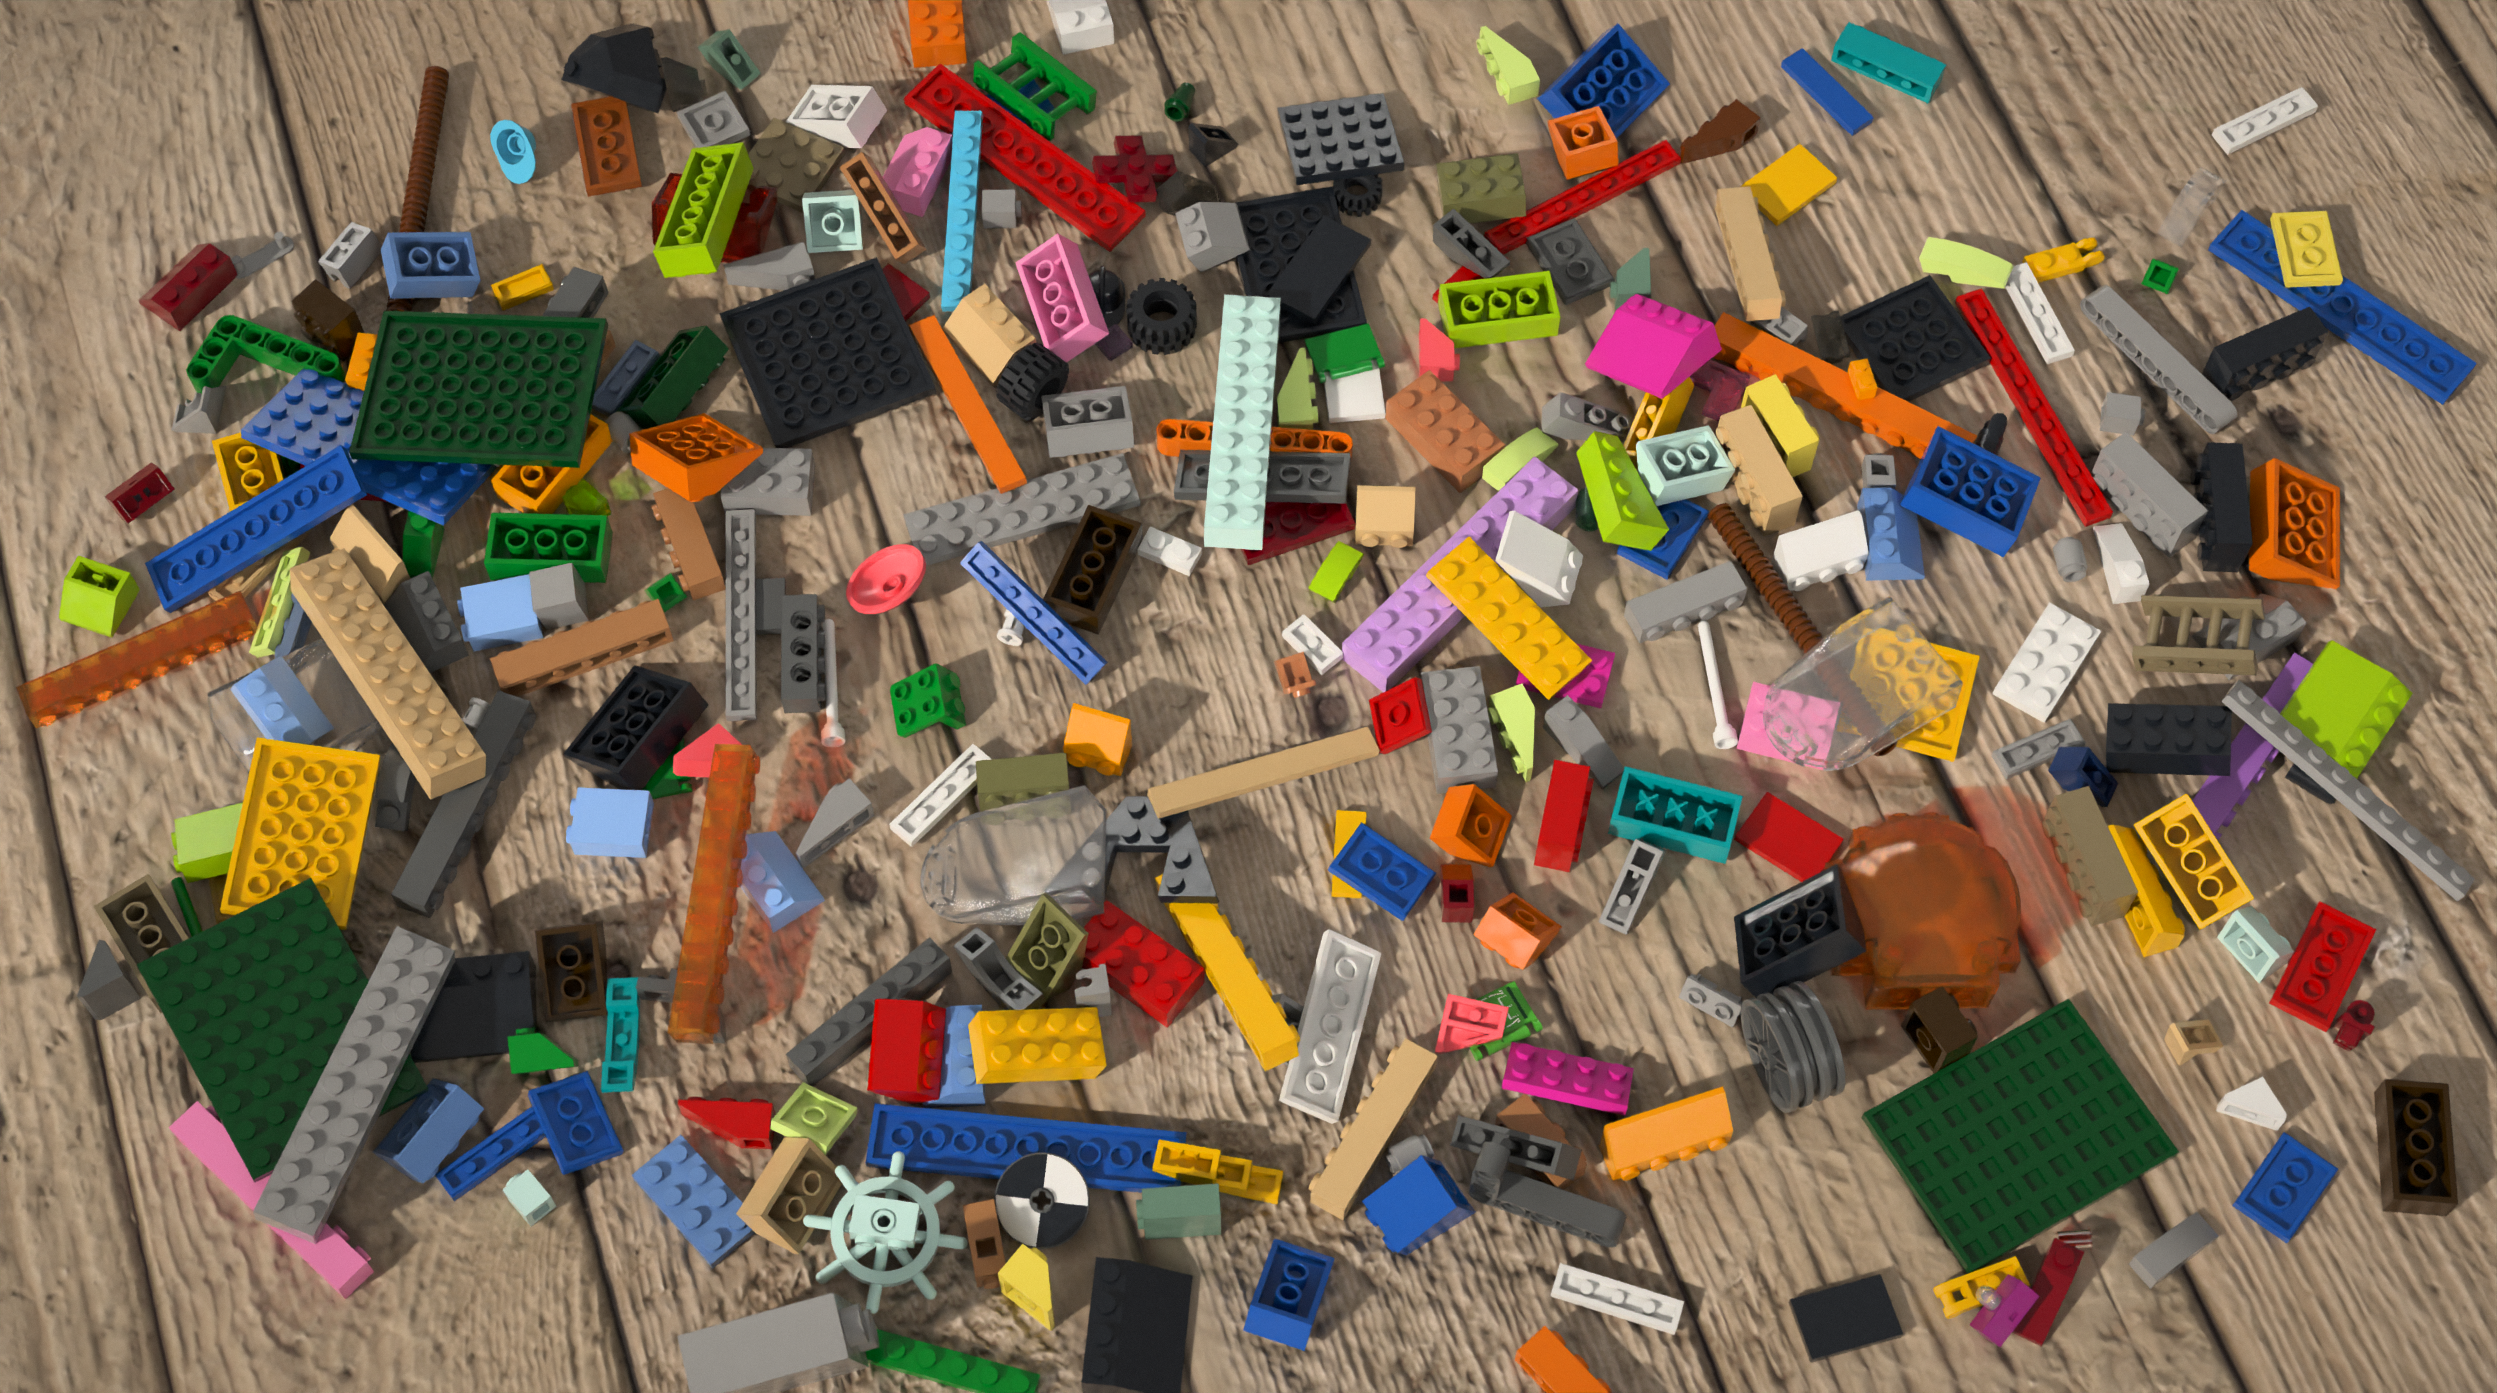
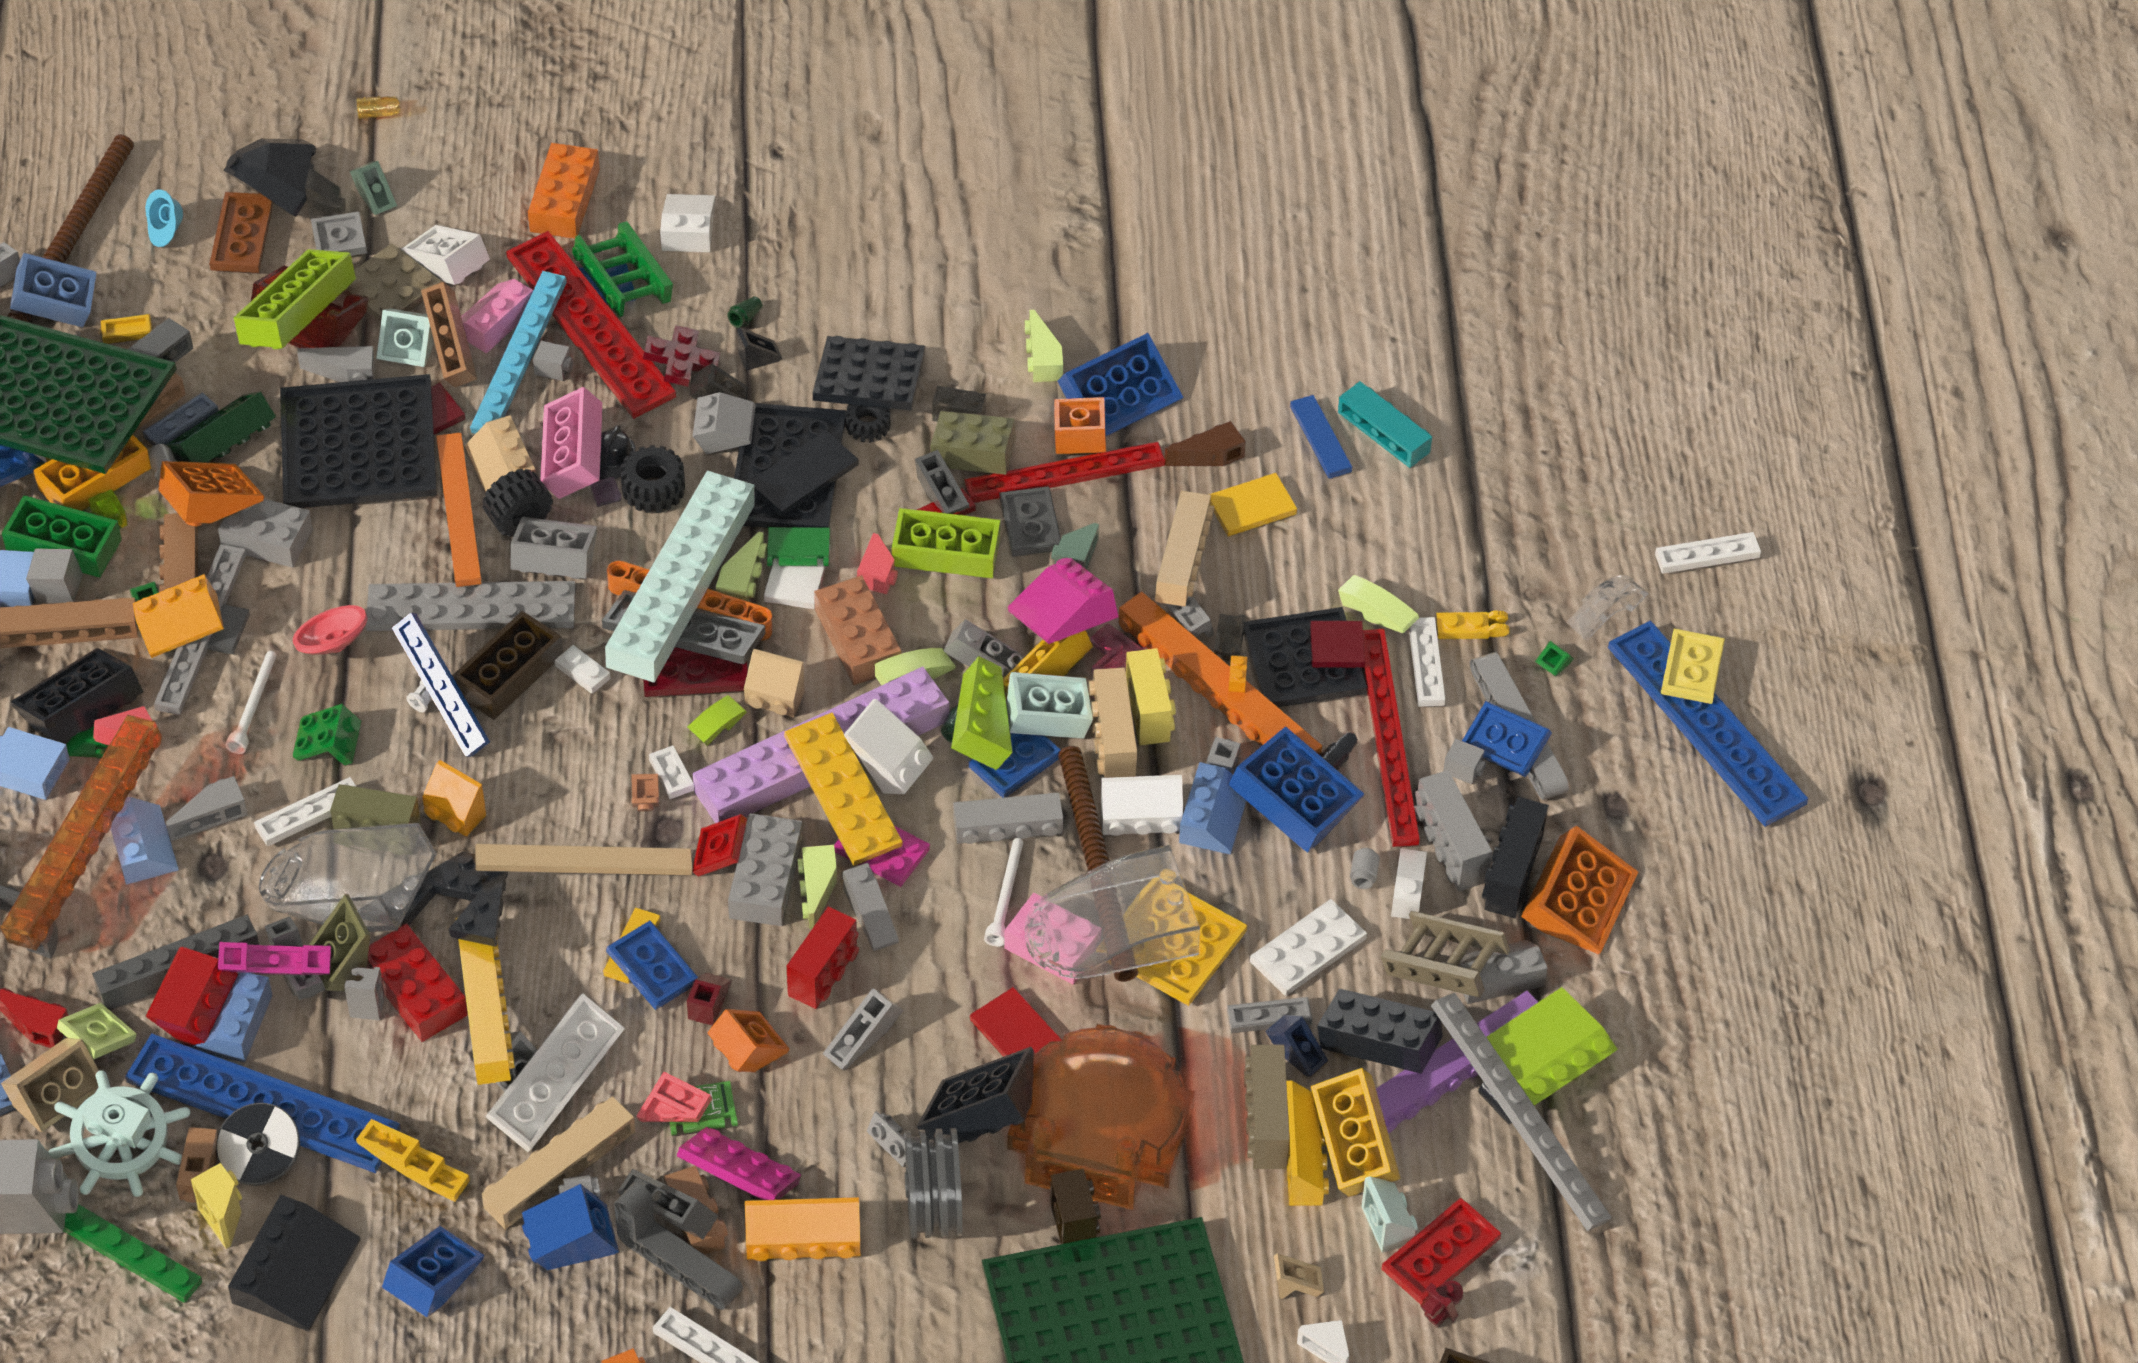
camera: 15 degrees right, 10 degrees down
(716, 608) = (178, 615): none -> light orange slope
(802, 653) = (236, 670): dark grey brick -> none
(984, 983) = (274, 959): none -> dark pink slope
(1036, 1045) = (300, 1019): yellow brick -> none
(1179, 1211) = (366, 1179): sand green brick -> none
(1446, 148) = (957, 401): none -> clear smoke brick
(1470, 825) = (744, 948): orange slope -> none
(1675, 814) = (922, 982): teal brick -> none
(1944, 318) = (1337, 644): none -> dark red tile
(2159, 377) = (1507, 738): none -> blue tile
(2266, 354) = (1612, 742): black brick -> none

